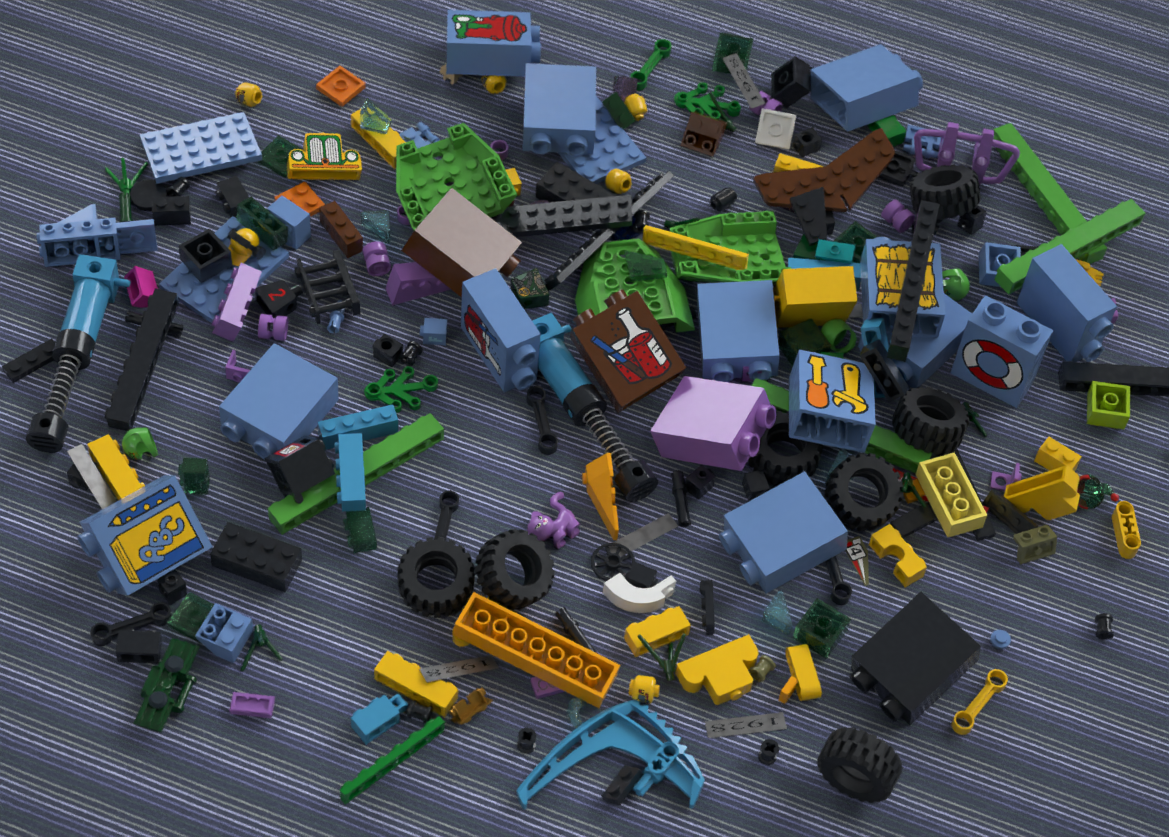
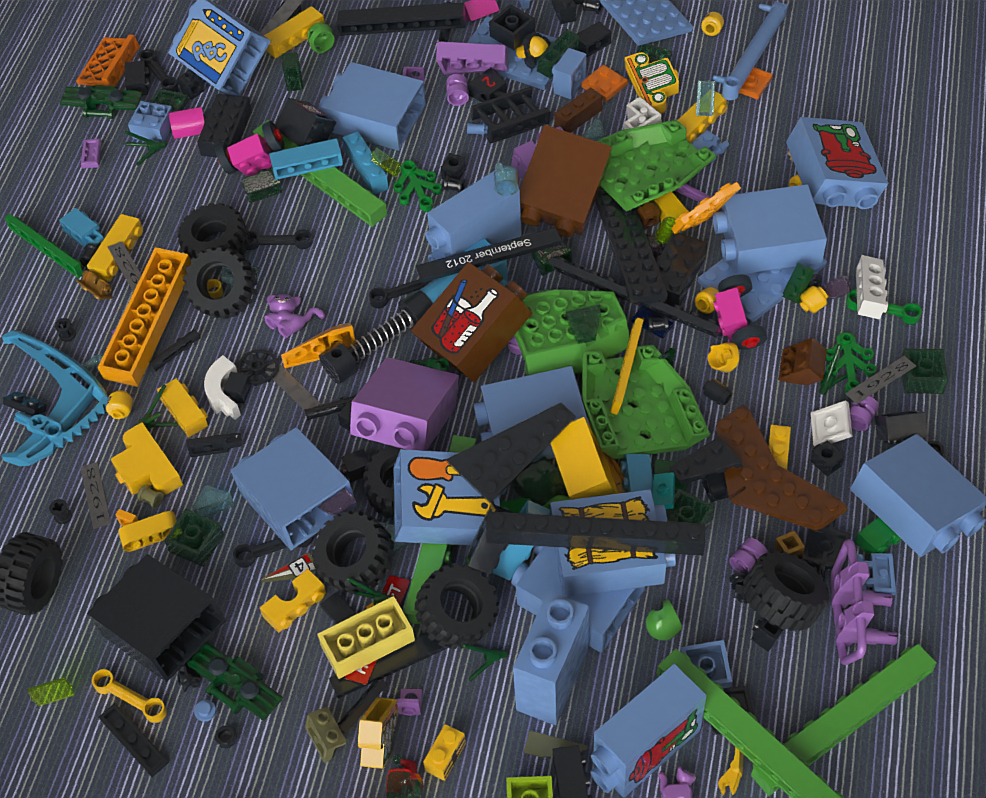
camera: 90 degrees right, 0 degrees up
(98, 662) = (115, 66): none -> orange fence
(238, 593) = (187, 122): none -> dark pink brick
(326, 523) = (251, 153): none -> dark pink brick
(352, 90) = (746, 63): none -> medium blue piece
(367, 405) = (385, 162): none -> clear neon green piece
(375, 176) = (641, 114): none -> white brick
(490, 270) = (506, 180): none -> clear light blue piece
(527, 190) = (664, 231): none -> clear neon green brick
(542, 145) = (705, 209): none -> light orange plate
(546, 325) = (489, 254): none -> black tile
(636, 62) = (871, 287): none -> white brick
(648, 160) = (732, 314): none -> brick
(656, 406) = (432, 362): none -> dark green pin
(688, 183) = (724, 357): none -> yellow hair
(809, 335) = (501, 458): none -> black wing
(824, 484) = (338, 503): none -> clear purple brick
(895, 186) = (791, 544): none -> pearl gold brick
(976, 761) = (51, 691): none -> clear neon green piece
(983, 599) = (241, 676): none -> dark green piece
(1022, 702) = (133, 740): none -> black tile
(1028, 624) = (225, 736): none -> black tile
(1050, 391) = (542, 744): none -> olive sticker

